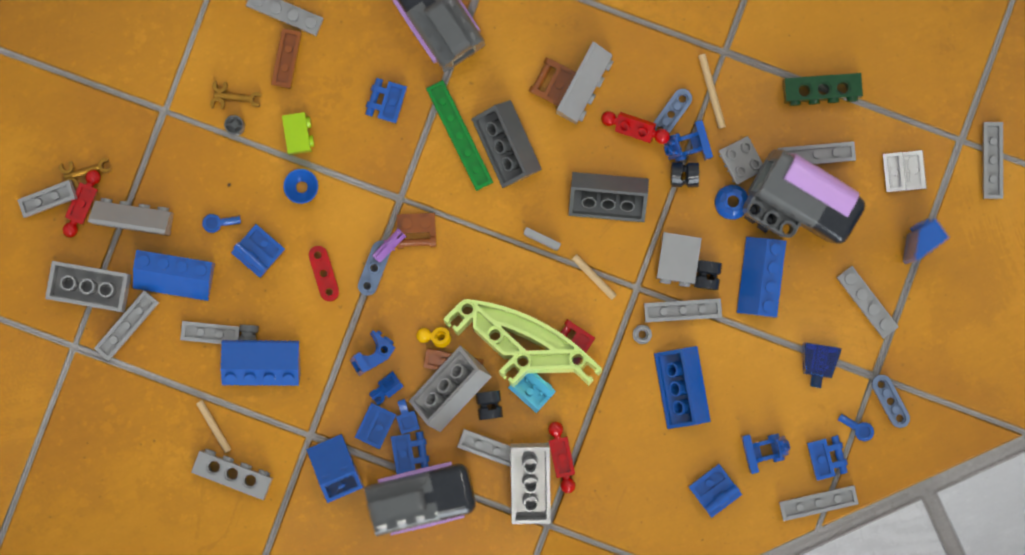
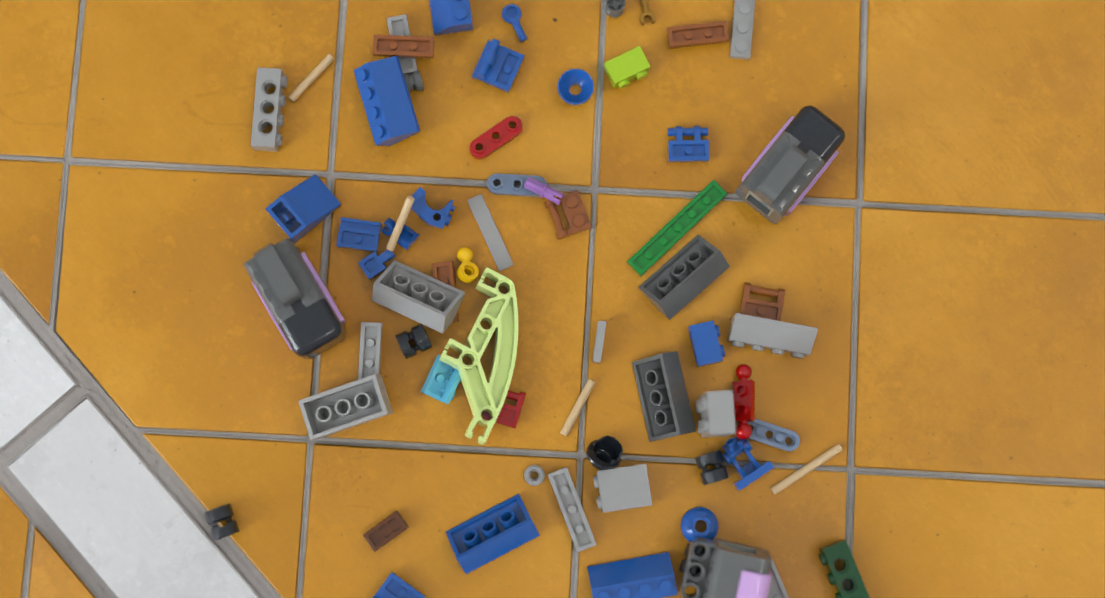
camera: 70 degrees right, 5 degrees down
(213, 332) = (403, 46): none -> dark orange plate
(380, 384) = (400, 223): none -> tan bar
(403, 452) = (339, 271): blue plate -> none
(410, 306) = (490, 232): none -> light grey sticker
(561, 457) = (383, 432): red plate -> none
(573, 144) = (706, 344): none -> blue brick
(641, 157) = (716, 414): none -> light grey brick
(642, 265) = (605, 453): none -> black piece
(650, 481) = (385, 531): none -> reddish brown plate
(708, 268) = (623, 520): black wheel -> none
(741, 160) = (745, 521): light grey hinge -> none

